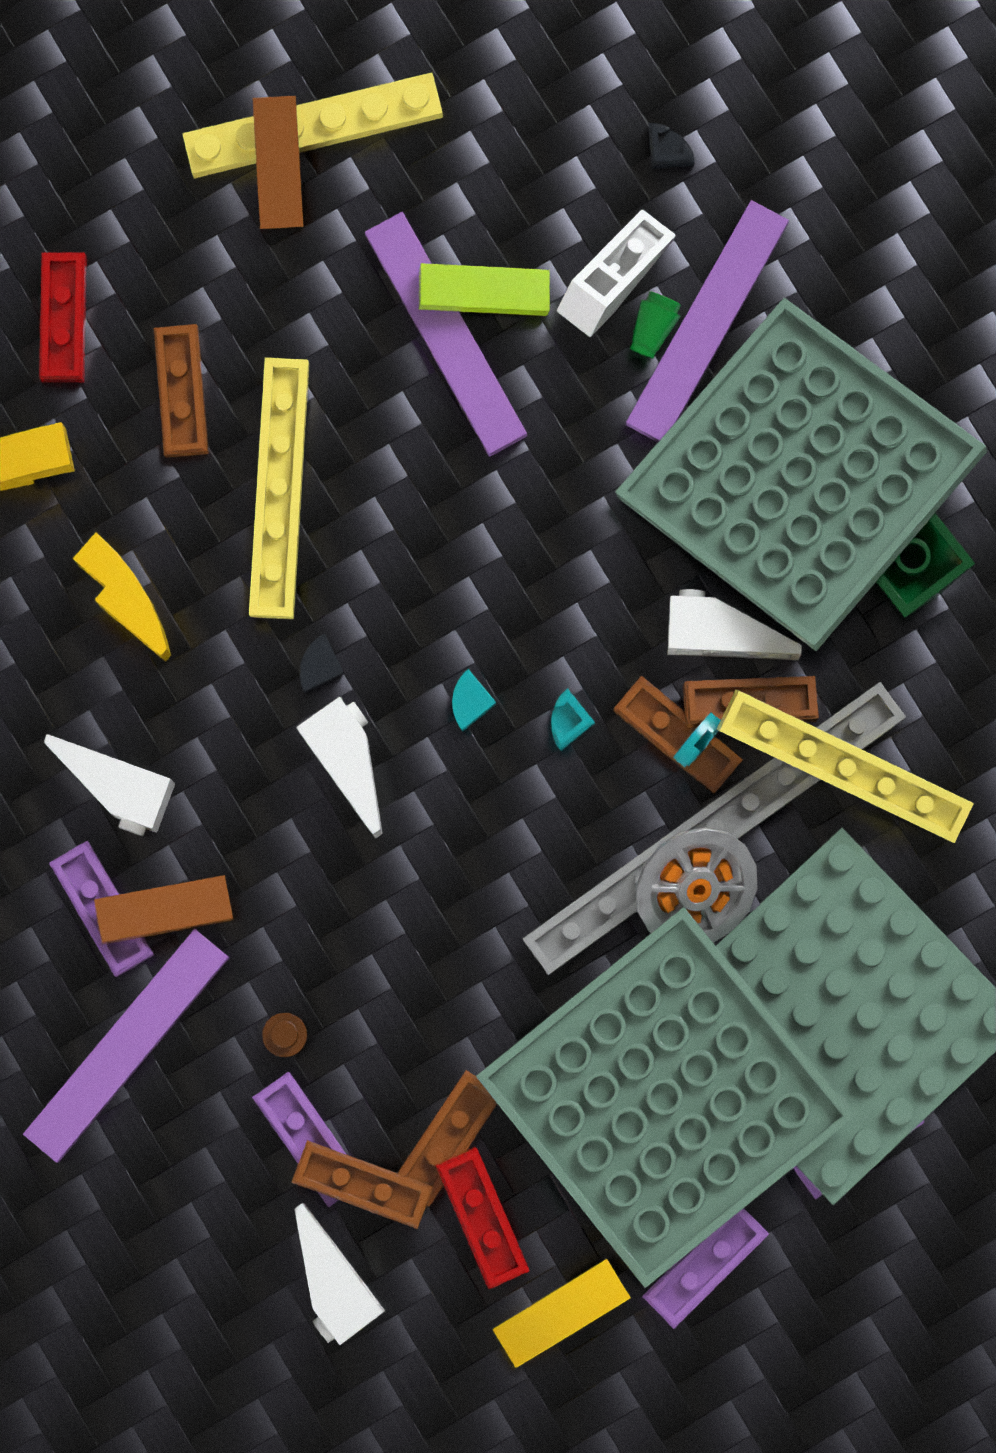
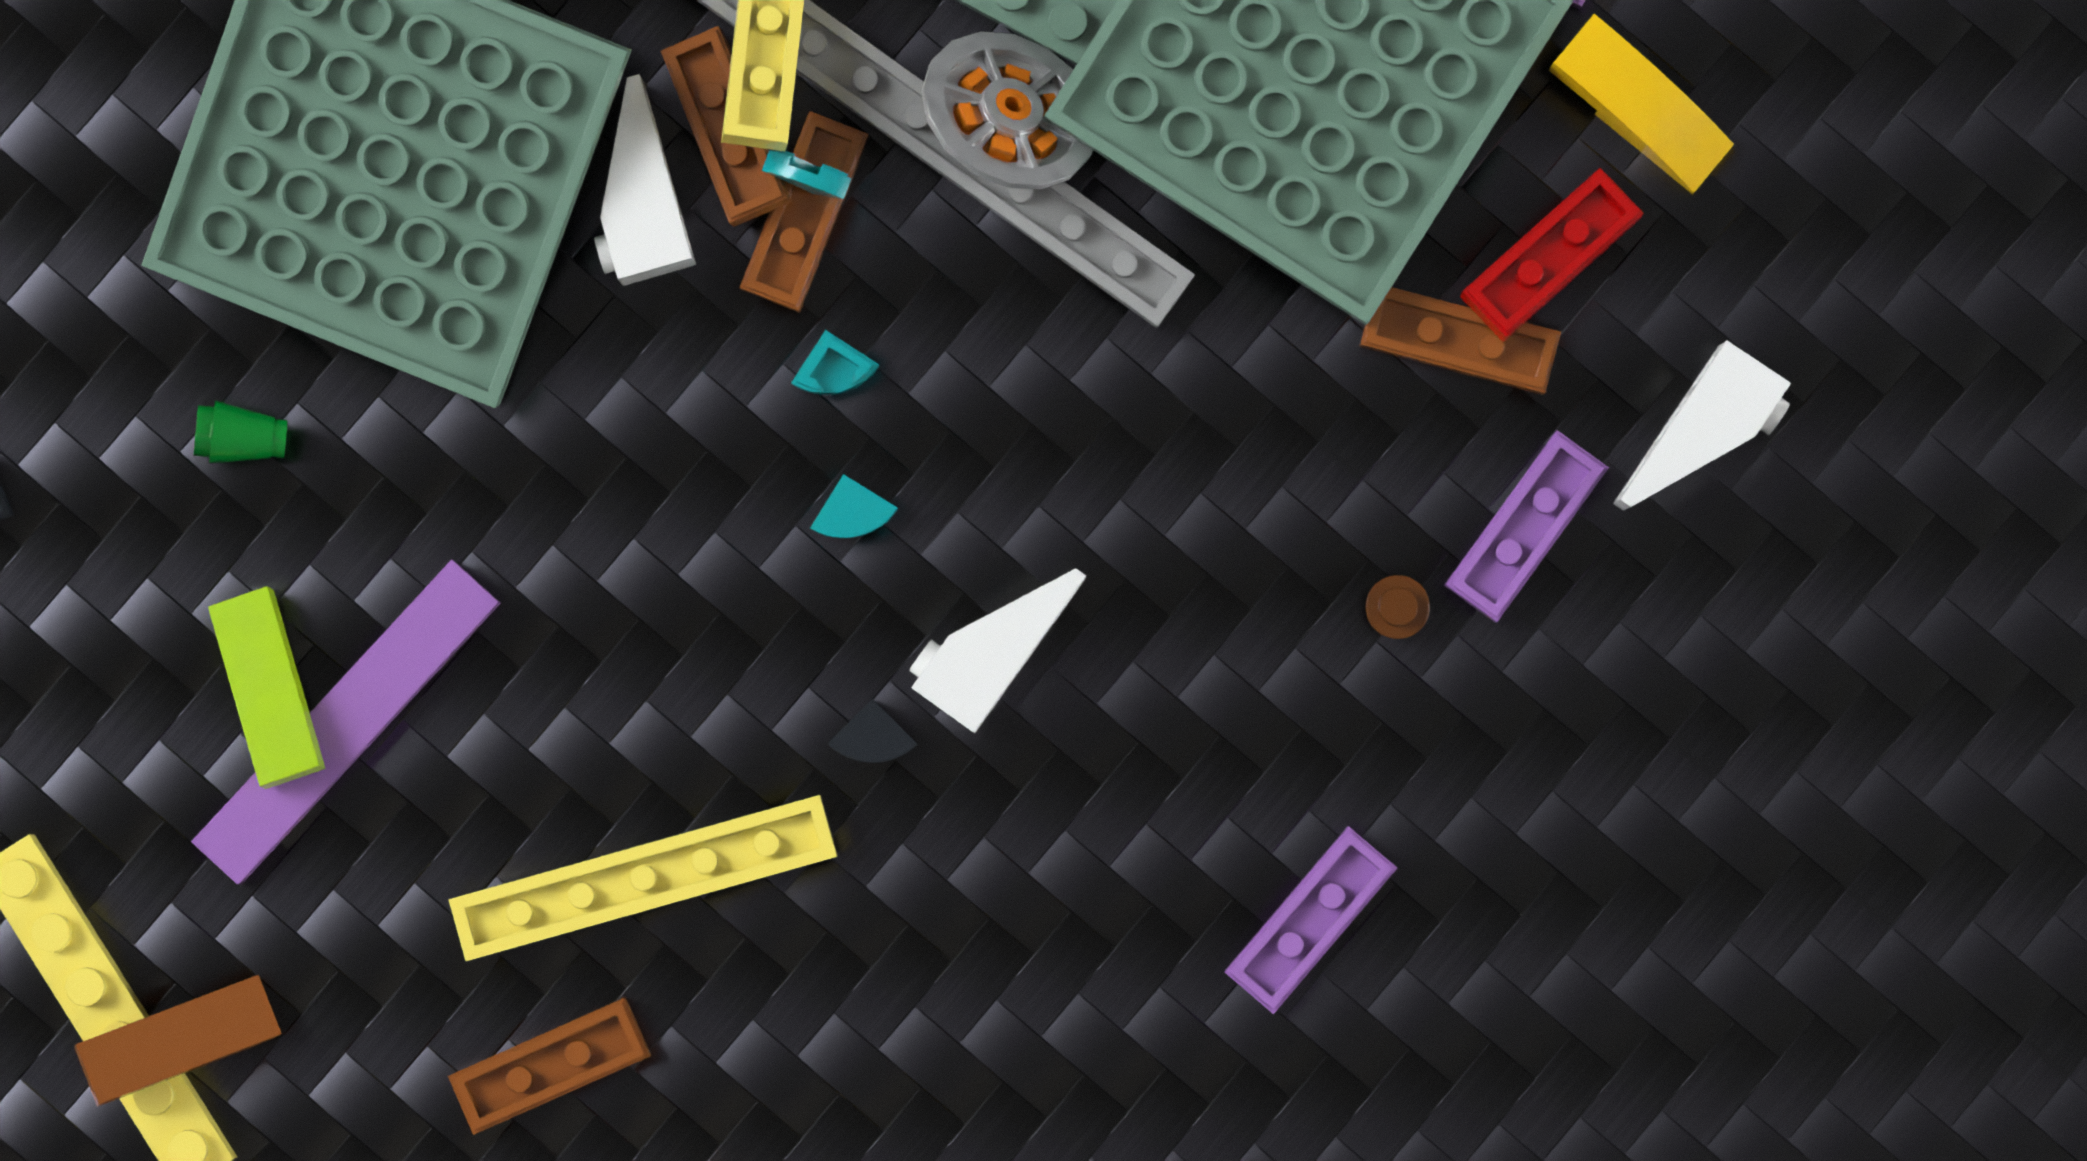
camera: 115 degrees left, 5 degrees up
(123, 594) = (866, 1040): yellow slope -> none
(123, 789) = (1138, 948): white slope -> none
(126, 1046) = (1485, 819): medium lavender tile -> none
(163, 909) = (1285, 832): dark orange tile -> none
(362, 1184) = (1564, 429): dark orange tile -> none
(614, 273) = (182, 512): white slope -> none
(707, 321) = (209, 362): medium lavender tile -> none

